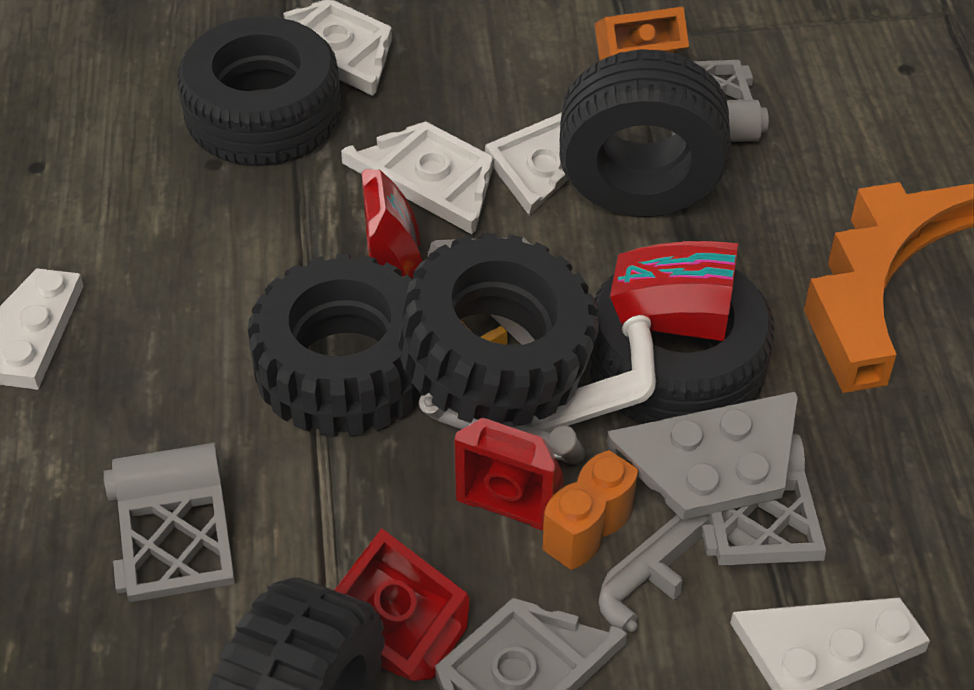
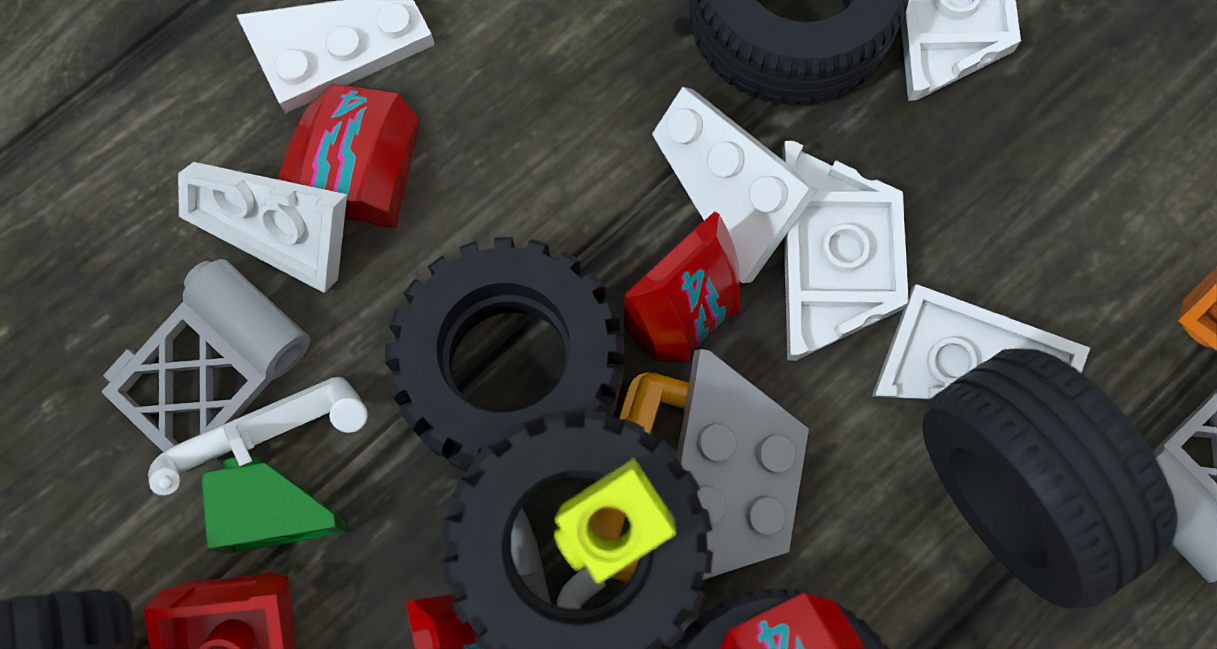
camera: 55 degrees right, 25 degrees up
(114, 418) = (269, 218): none -> white wing
(115, 365) = (358, 147): none -> red slope
(254, 502) = (241, 434): none -> white piece
(310, 532) = (261, 508): none -> green slope
(326, 183) = (733, 176): none -> white wing
(510, 242) = (632, 493): none -> neon yellow brick

